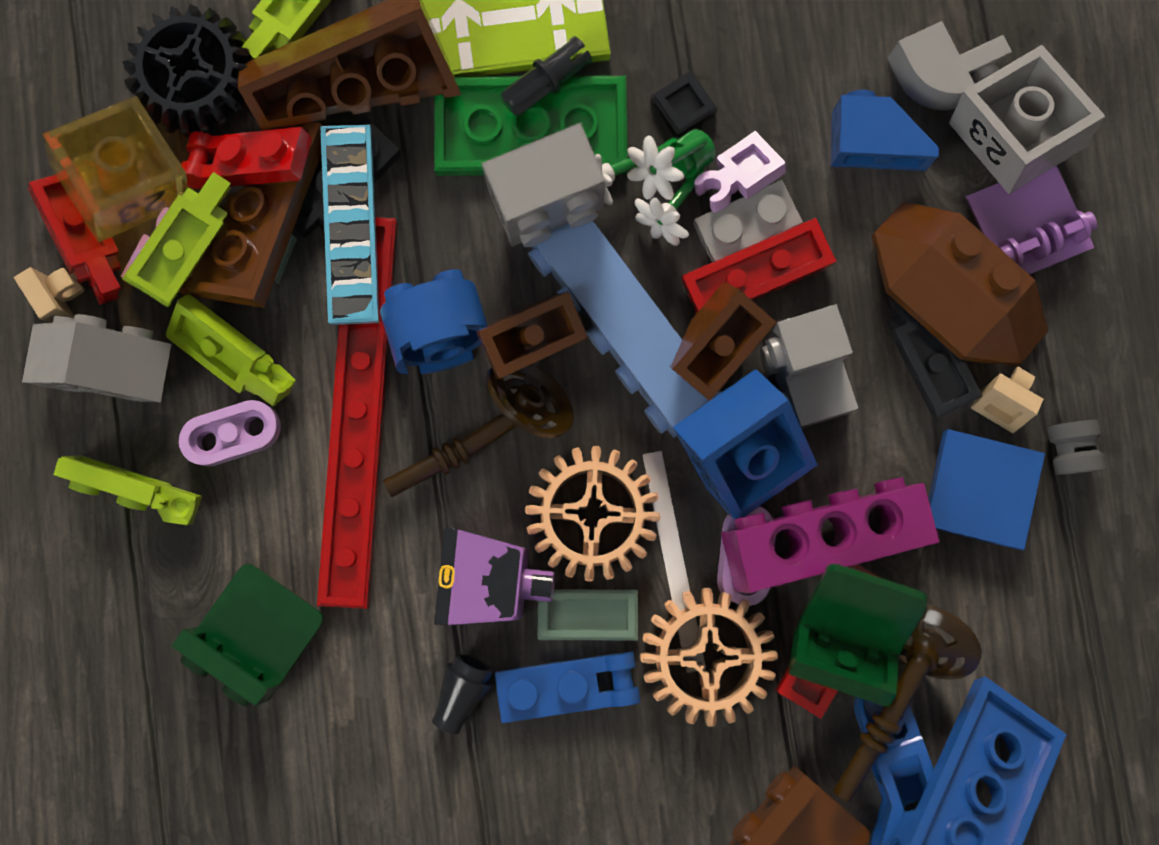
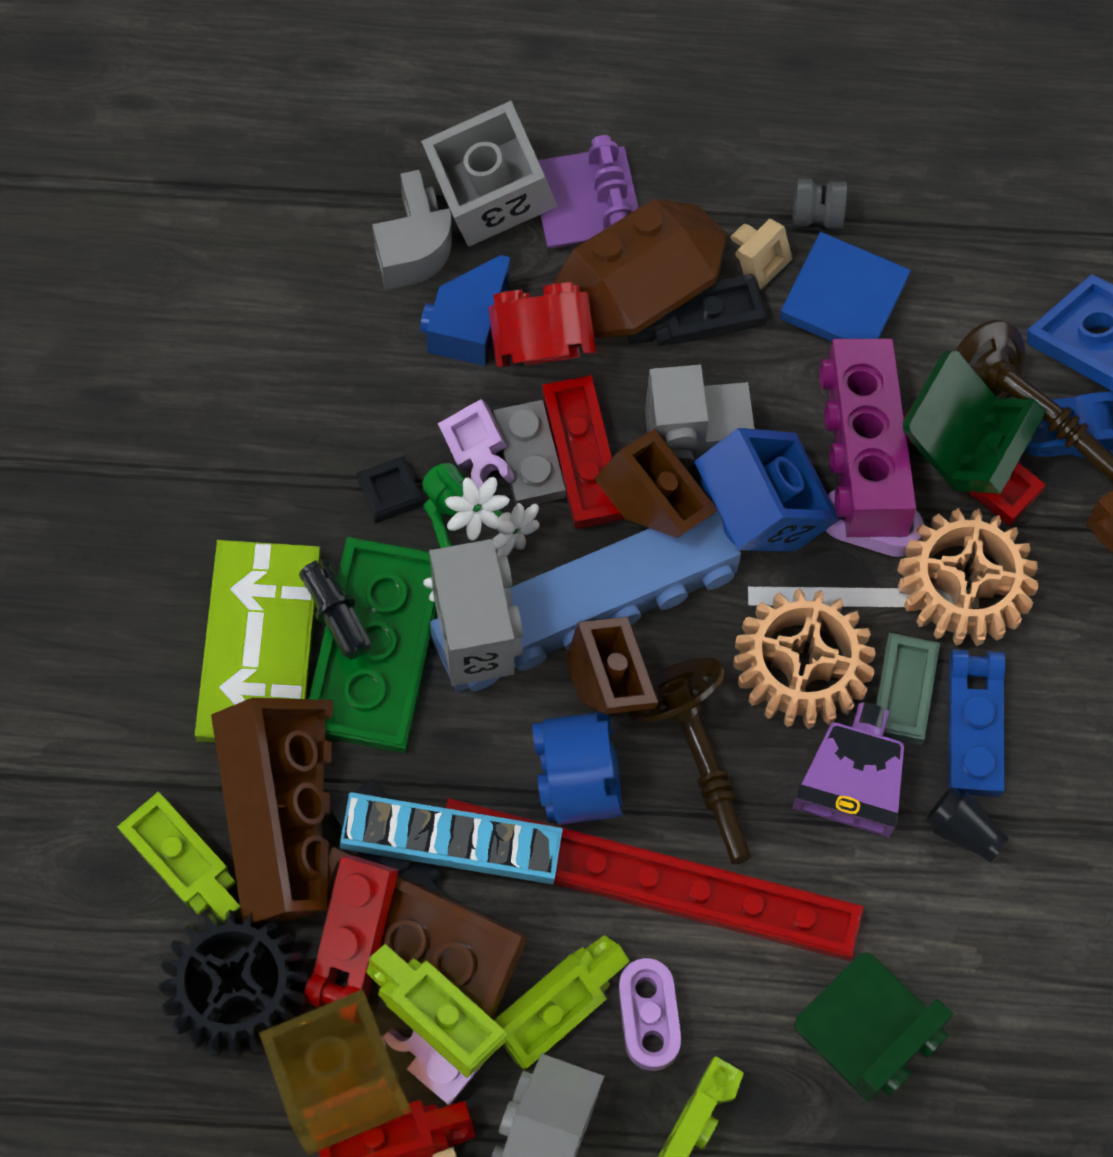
camera: 80 degrees left, 15 degrees down
(869, 199) = (541, 326): none -> red brick

